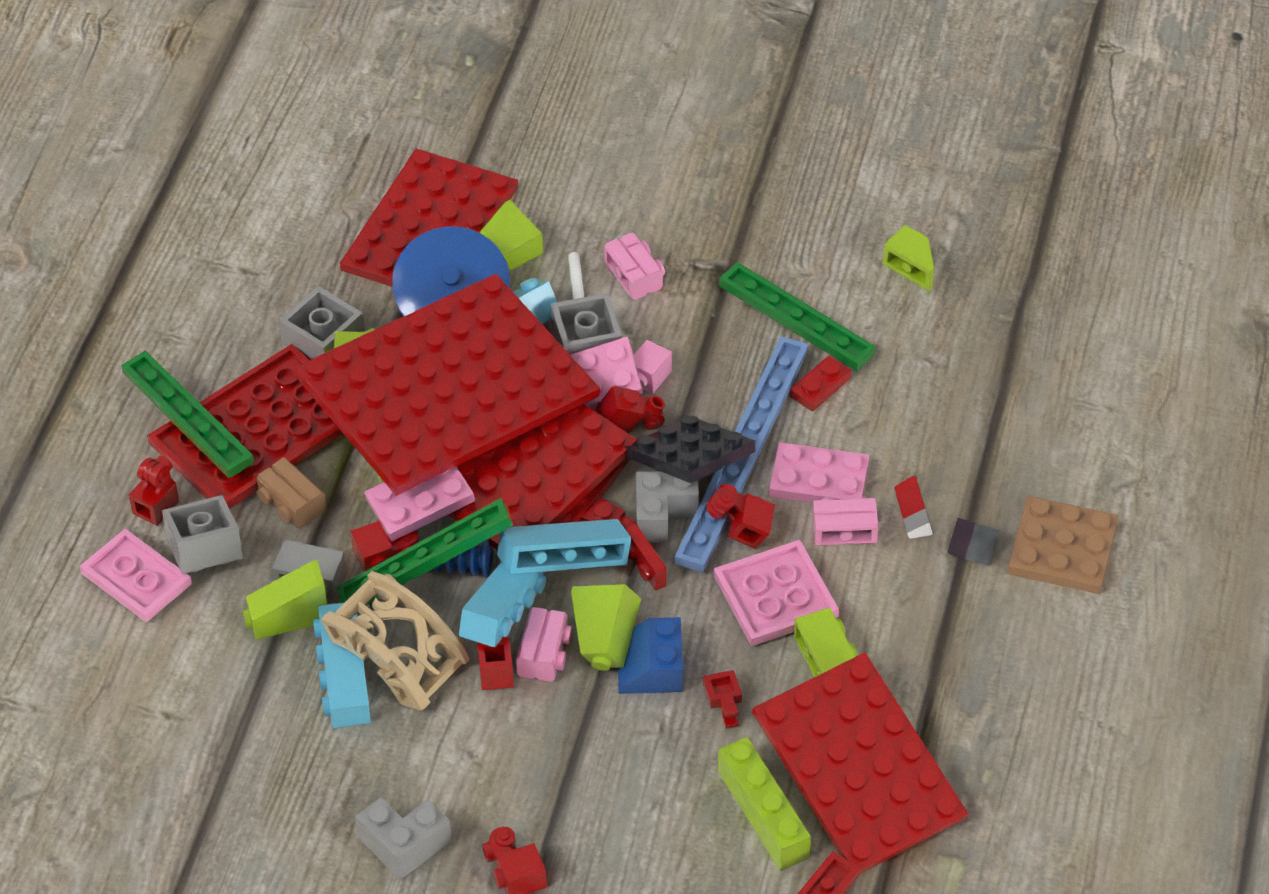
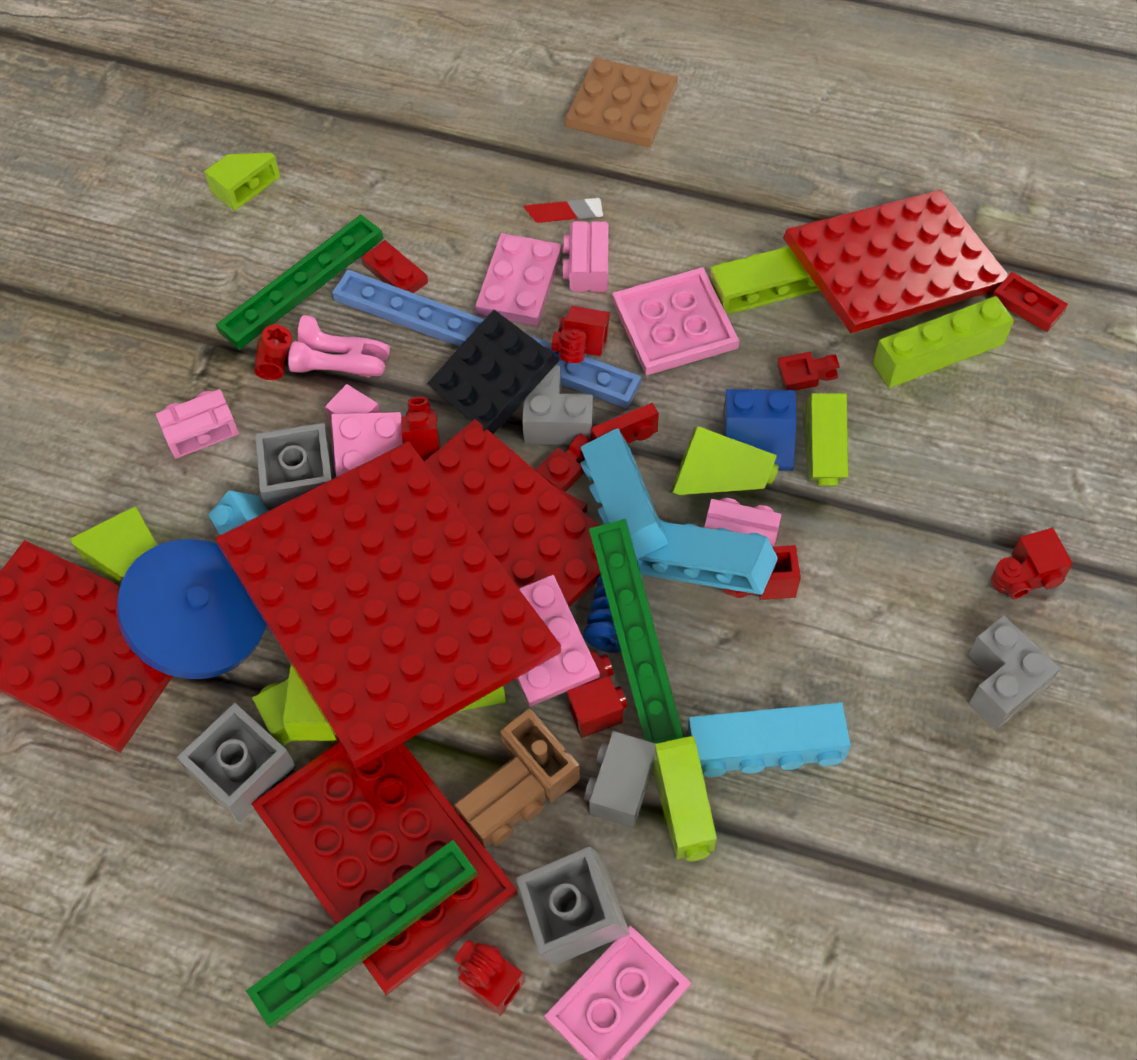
camera: 85 degrees left, 10 degrees up
(325, 510) = (541, 754): none -> medium nougat brick
(400, 678) = (754, 708): tan fence -> none
(576, 275) = (209, 486): white bar -> none
(643, 703) = (826, 438): none -> lime slope
(706, 324) = (358, 355): none -> bright pink piece
(707, 301) = (272, 352): none -> red piece
(973, 541) = (620, 161): black panel -> none

